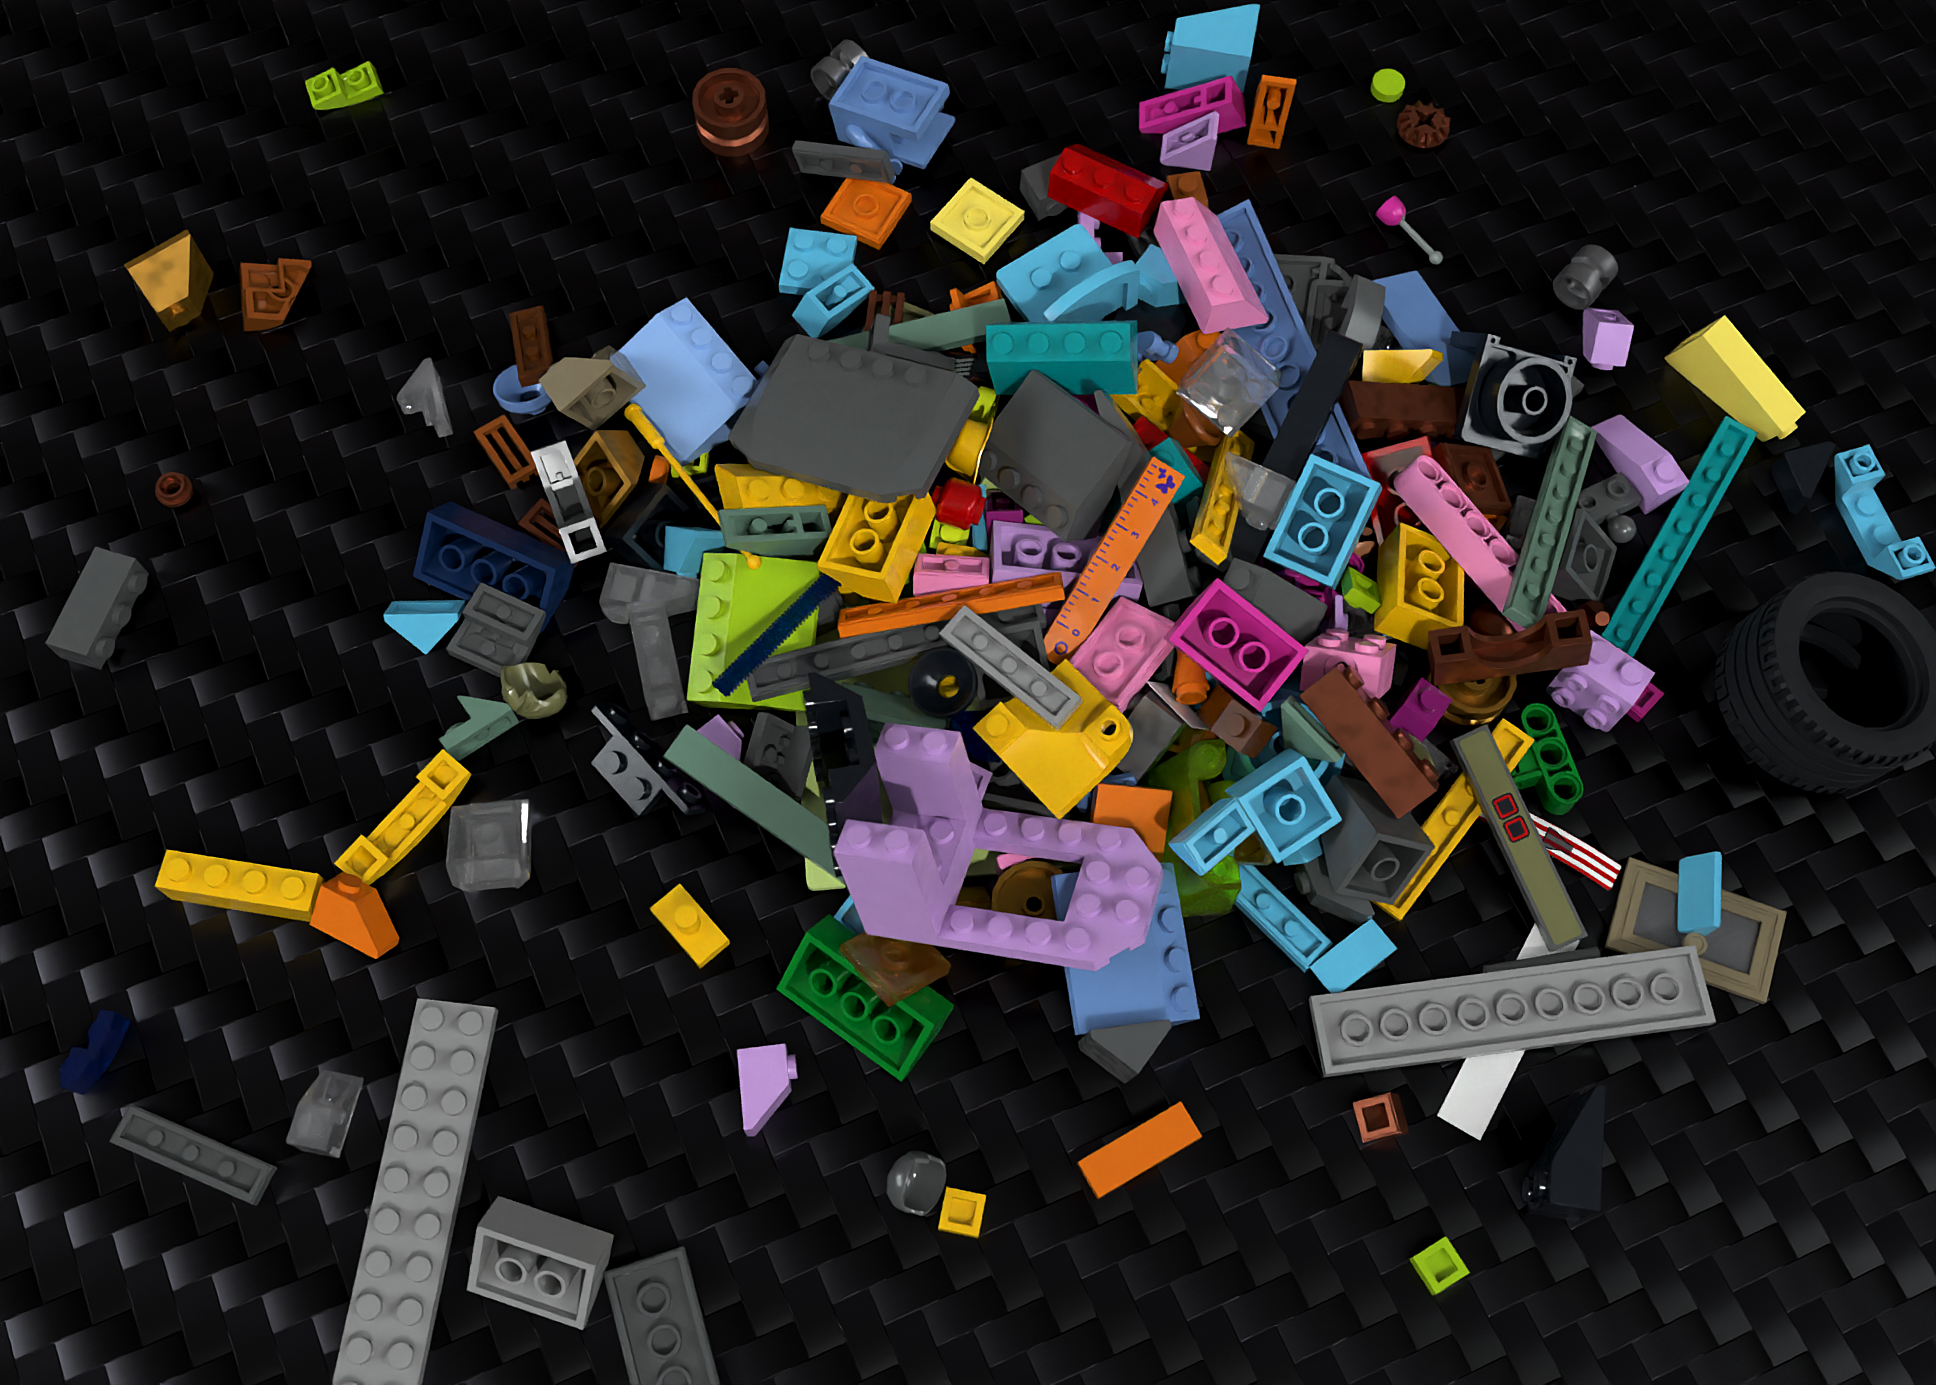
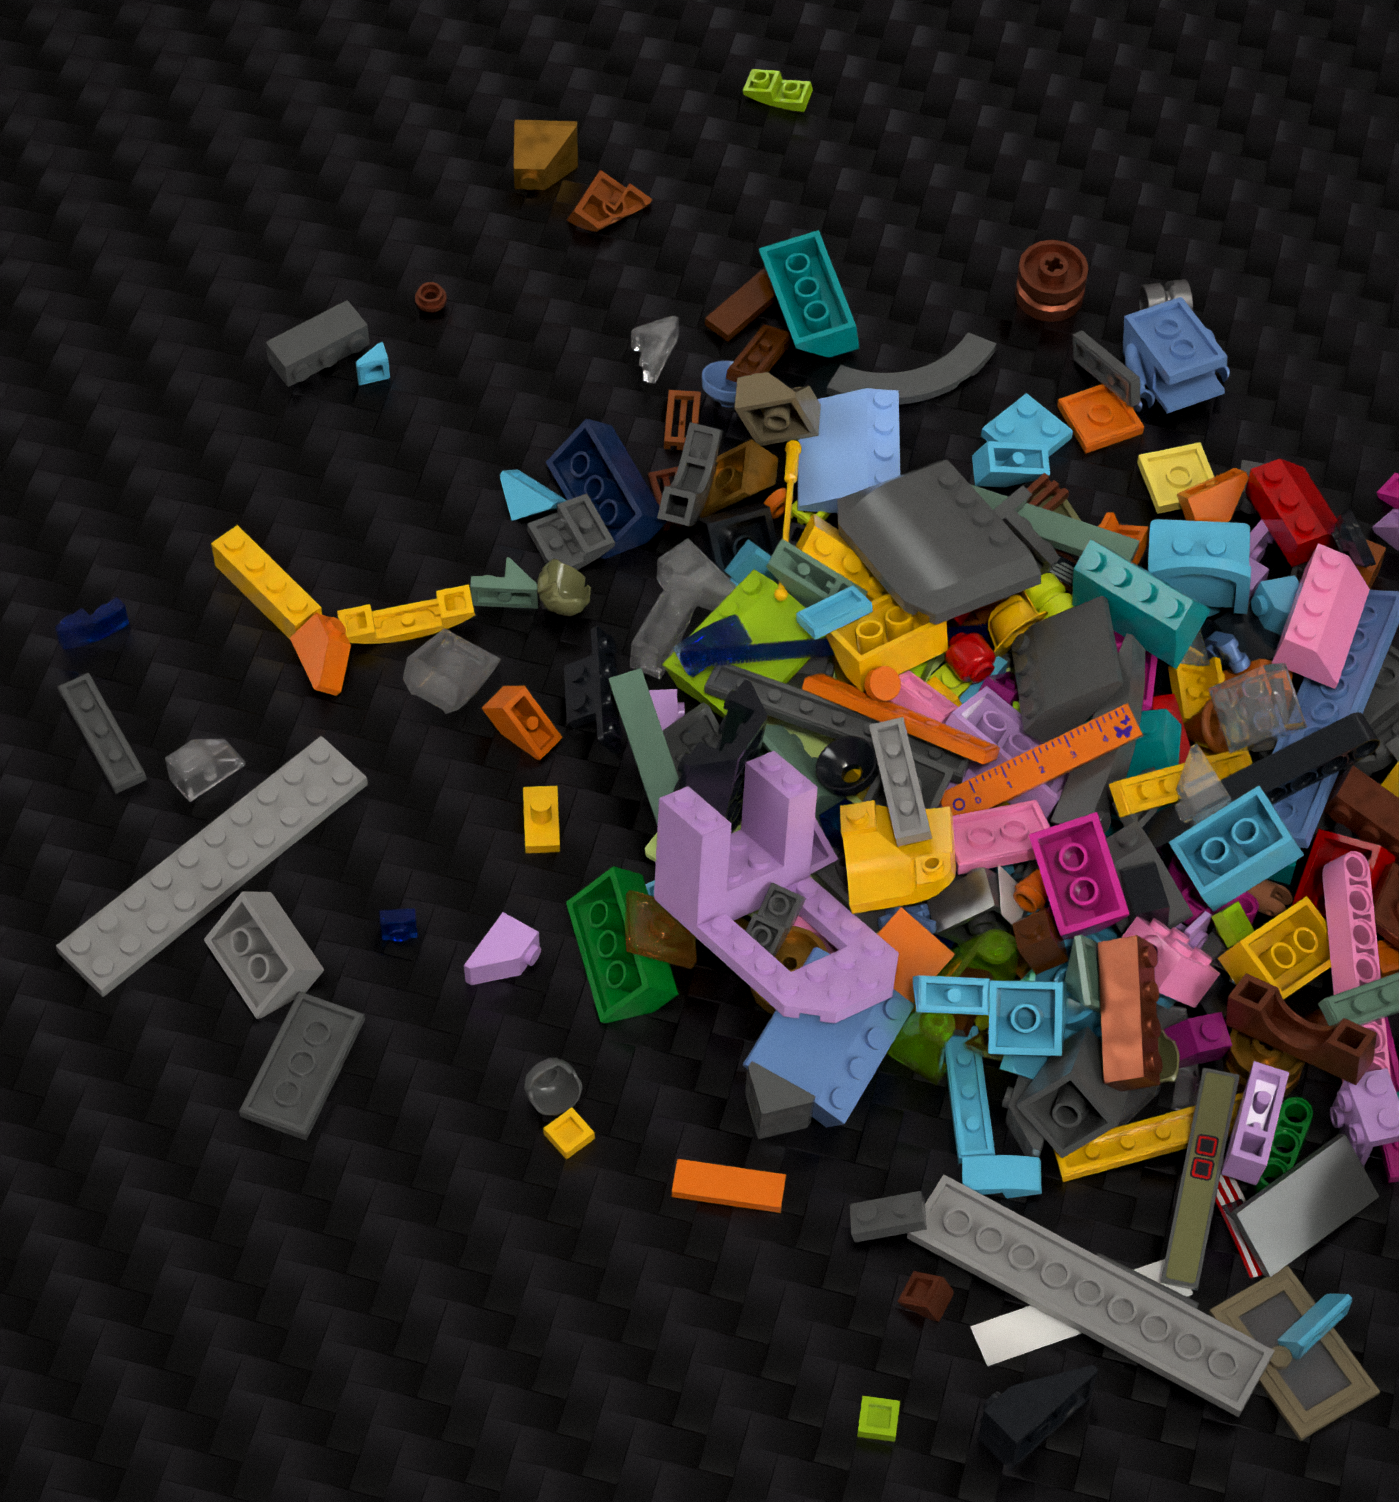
camera: 40 degrees right, 10 degrees down
(172, 593) = (373, 365): none -> medium azure slope
(478, 302) = (742, 307): none -> reddish brown tile
(534, 258) = (810, 295): none -> teal slope
(597, 844) = (522, 720): none -> orange slope
(645, 1133) = (398, 924): none -> clear blue plate
(688, 280) = (922, 382): none -> dark grey tile
(729, 641) = (720, 633): none -> clear blue slope
(819, 547) = (834, 612): none -> medium azure tile
(914, 584) = (882, 683): none -> orange tile
(994, 875) = (775, 918): none -> dark grey slope
(1027, 219) = (1214, 498): none -> orange slope
(1182, 179) = (1351, 540): none -> black piece
(1293, 615) = (1145, 893): none -> black slope
(1298, 1072) = (888, 1216): none -> dark grey plate
(1533, 758) = (1255, 1124): none -> lavender slope
(1608, 796) = (1304, 1205): none -> dark grey tile

